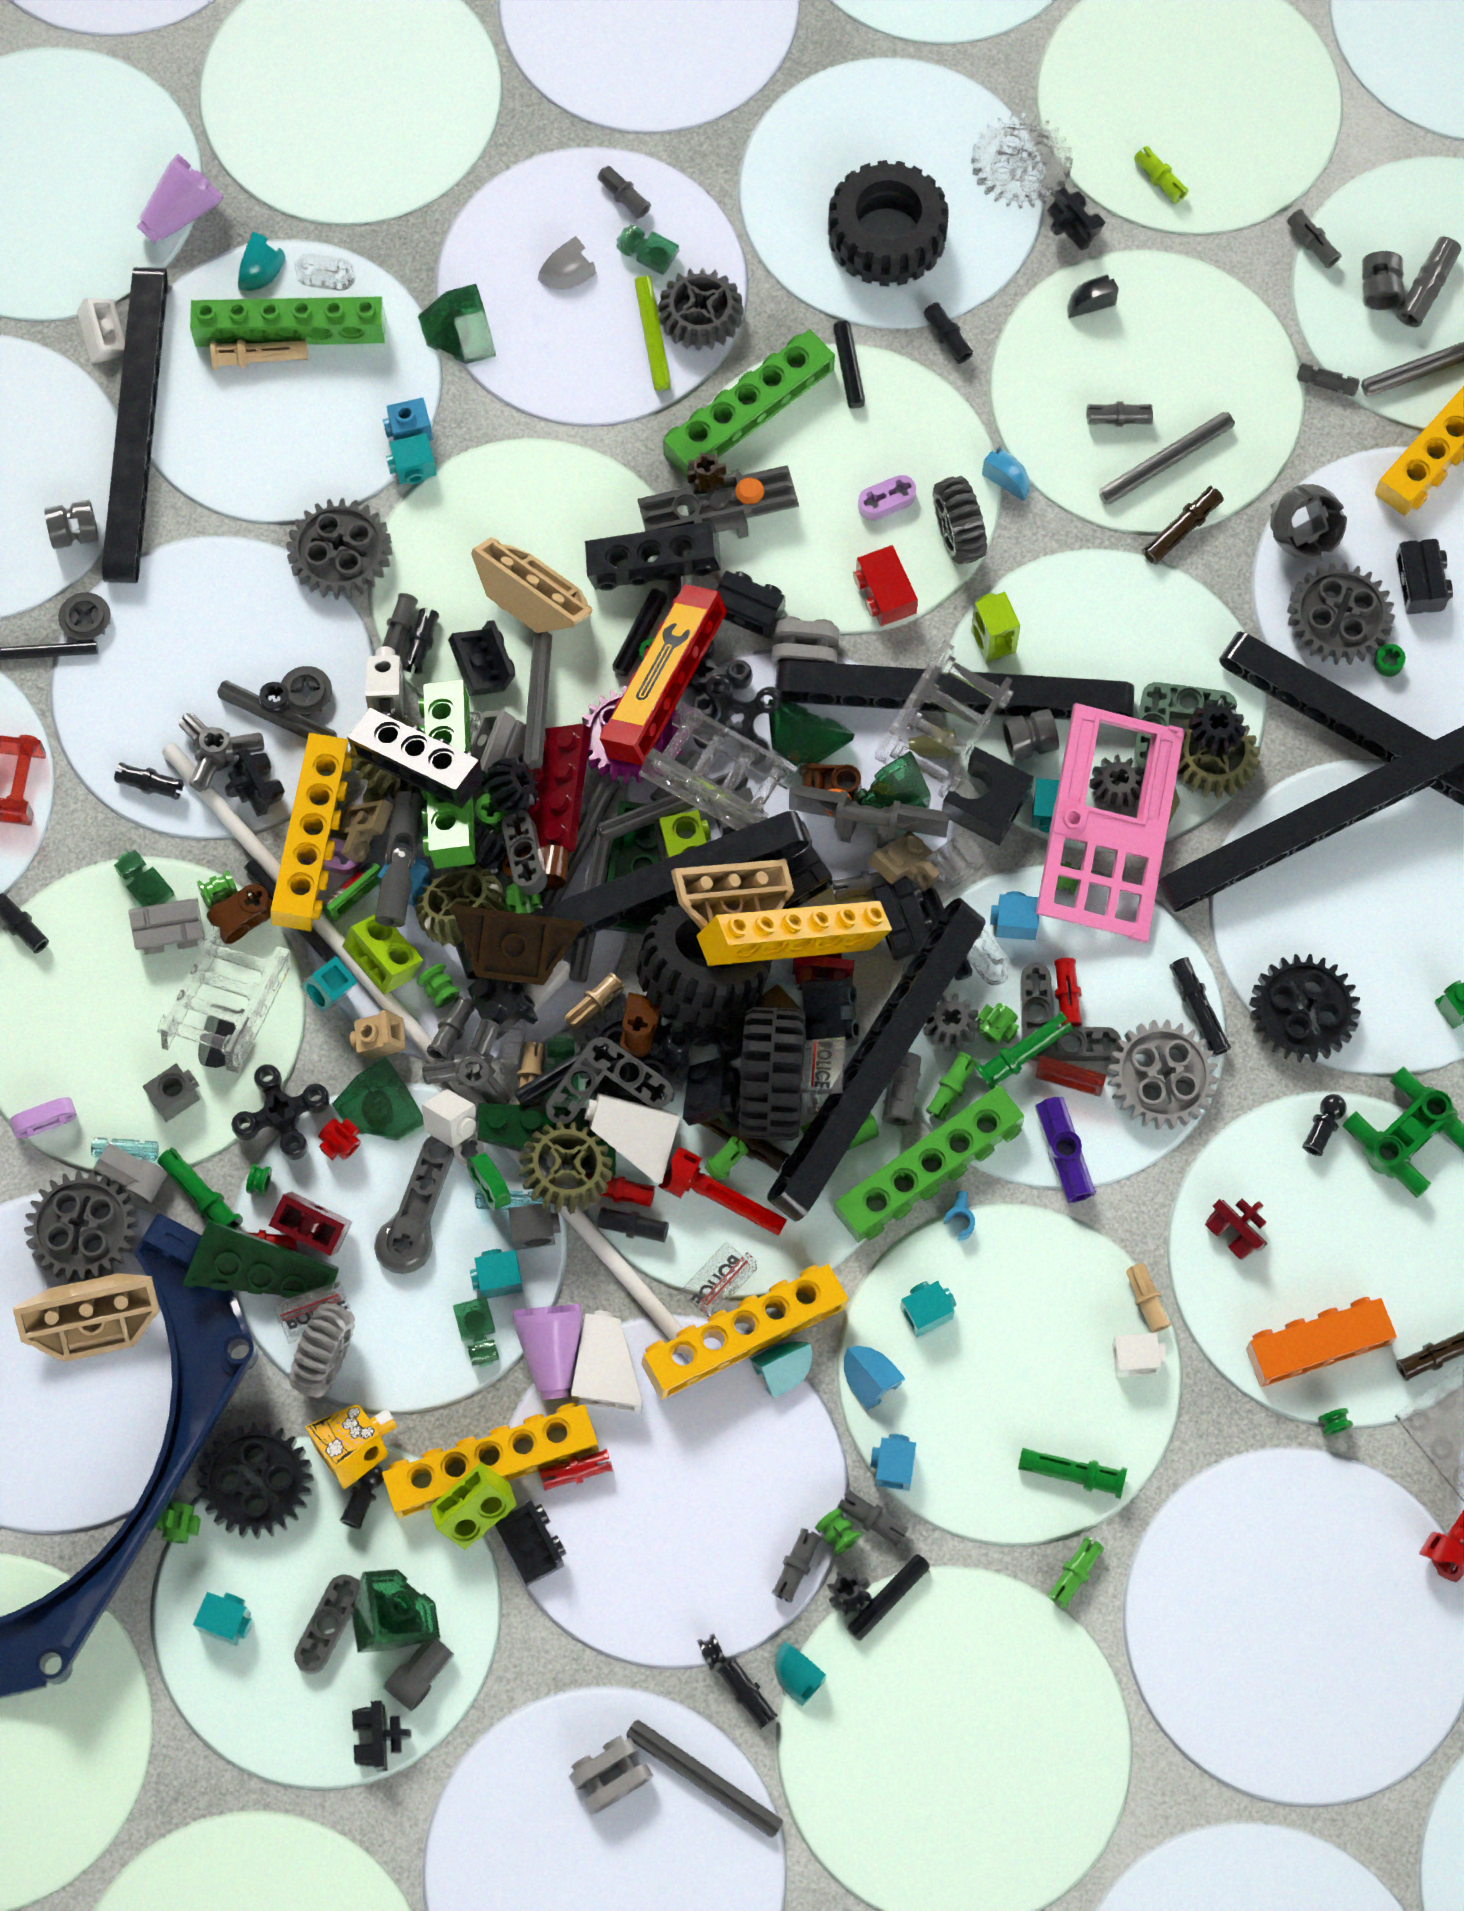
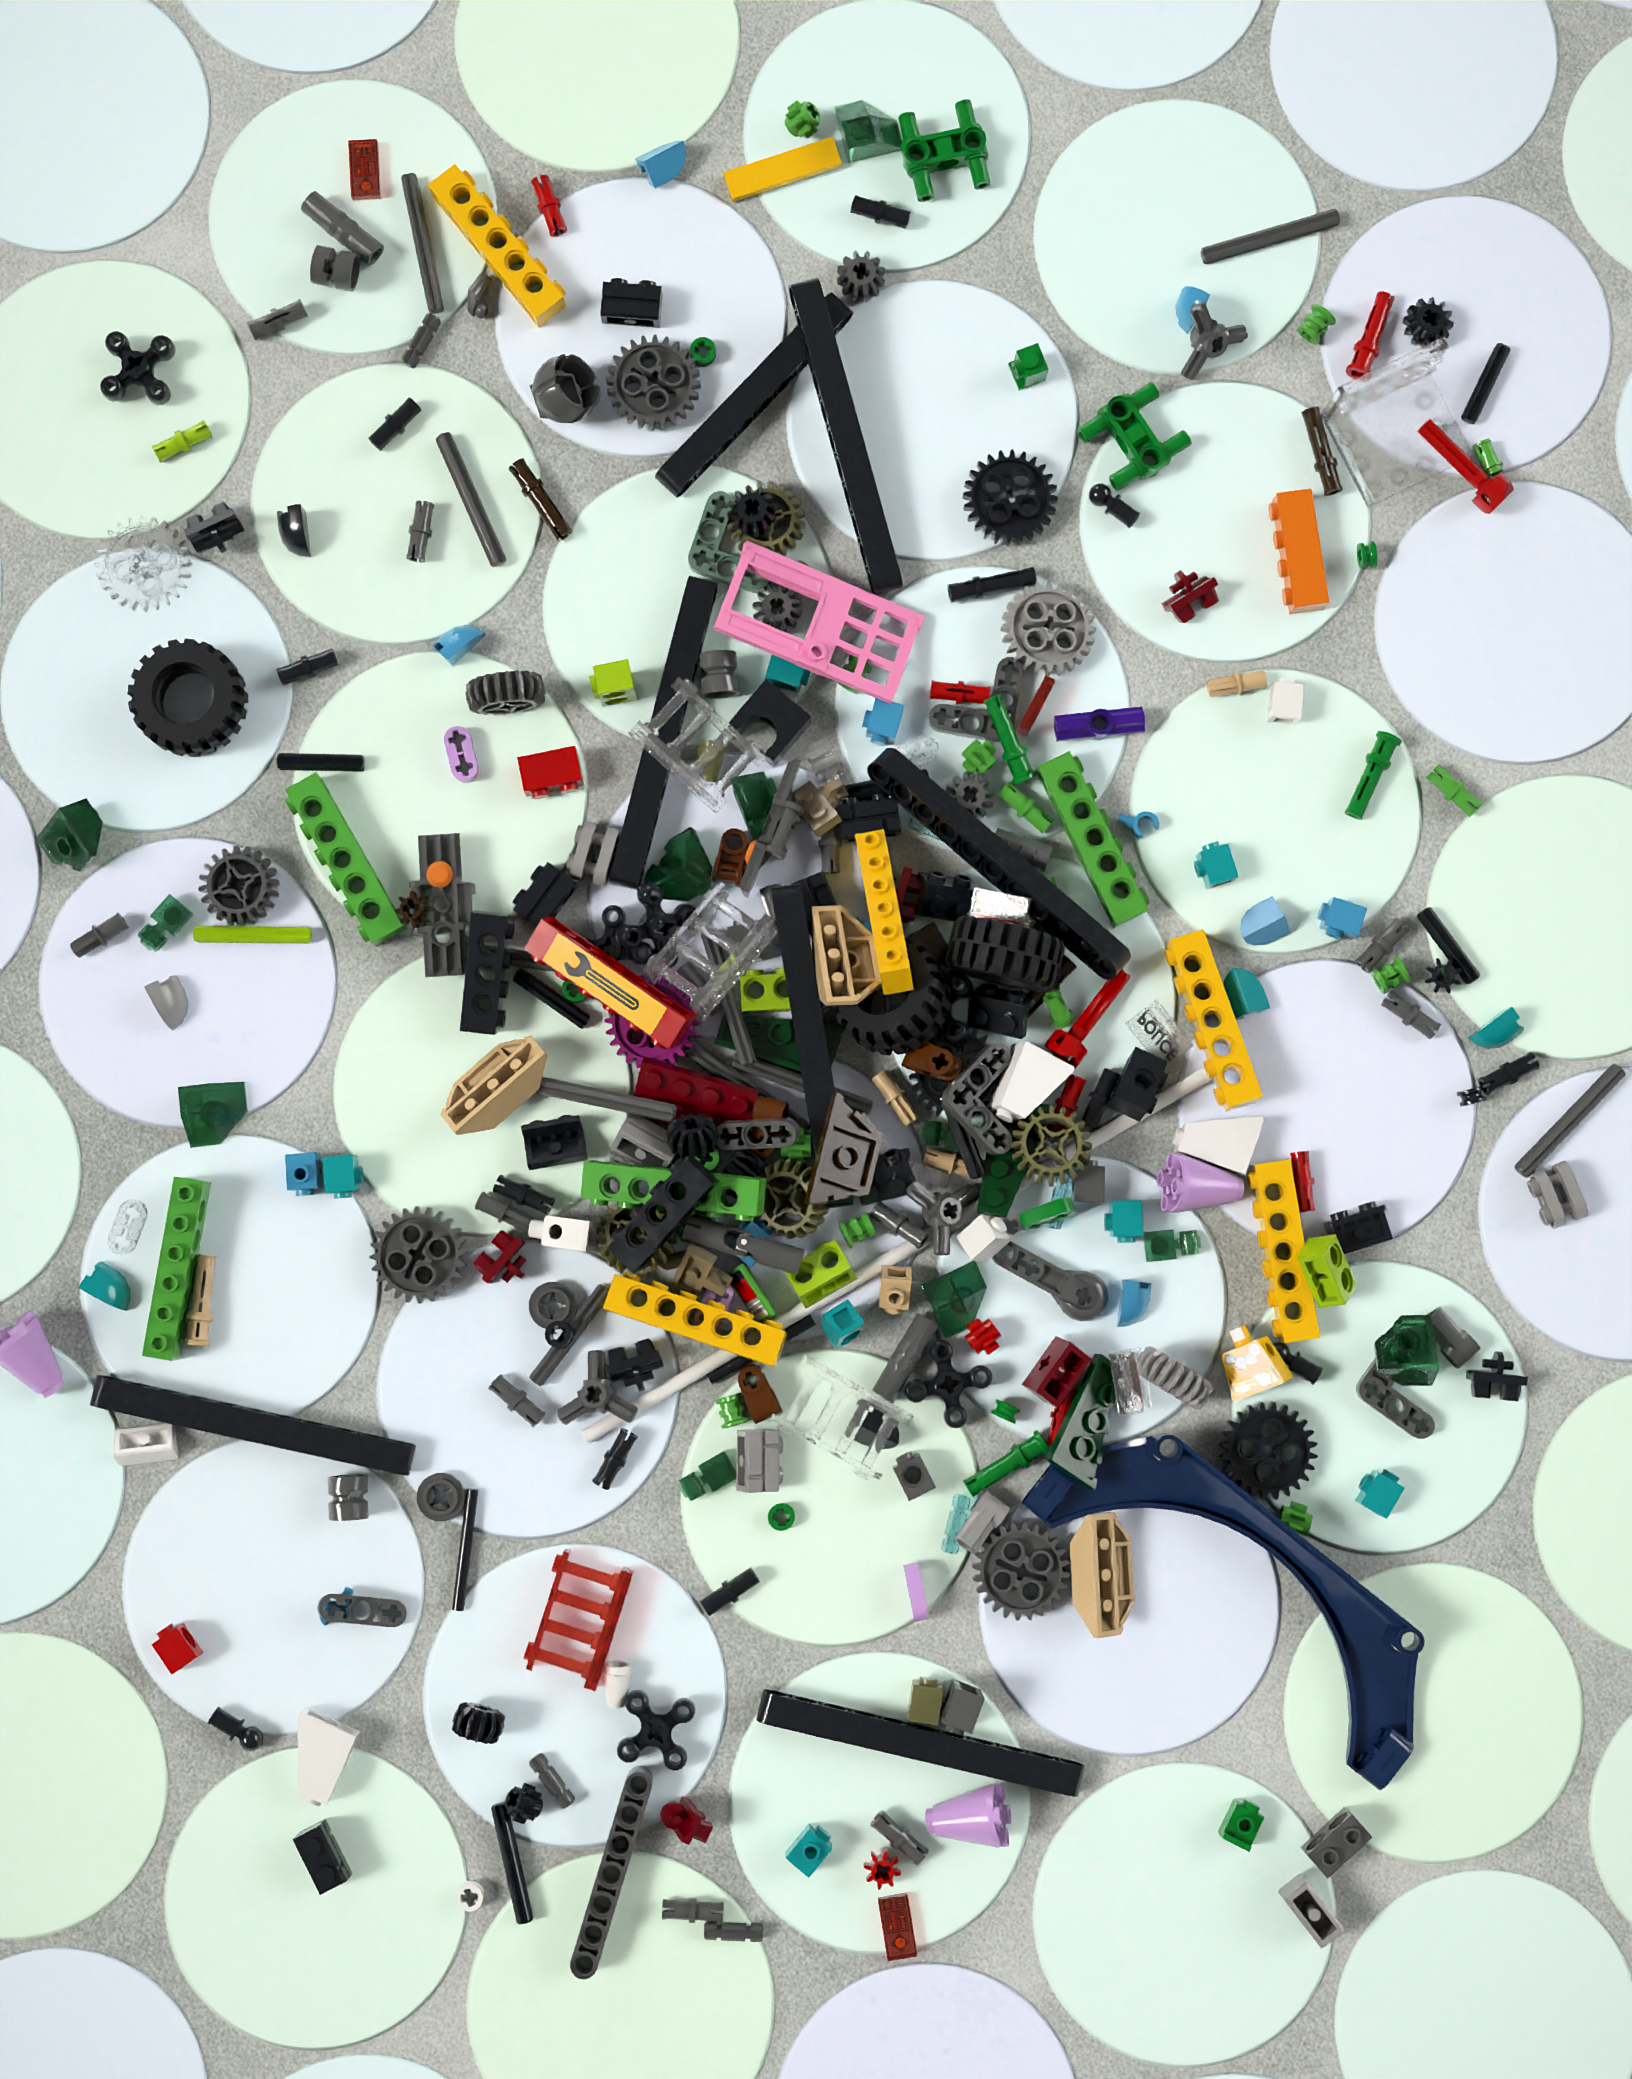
camera: 85 degrees left, 15 degrees up
(117, 968) = (775, 1523): none -> green bush
(197, 672) = (517, 1400): none -> dark grey pin
(302, 1061) = (905, 1357): none -> dark grey axle
(345, 635) = (509, 1246): none -> dark red hips
(405, 1301) = (1133, 1302): none -> dark azure brick
(674, 1256) = (1127, 1096): none -> black brick
(724, 145) = (72, 835): none -> clear green slope
(1227, 118) = (145, 375): none -> black gear
(1230, 369) = (394, 424): none -> black pin
(1391, 421) = (475, 293): none -> dark grey arm

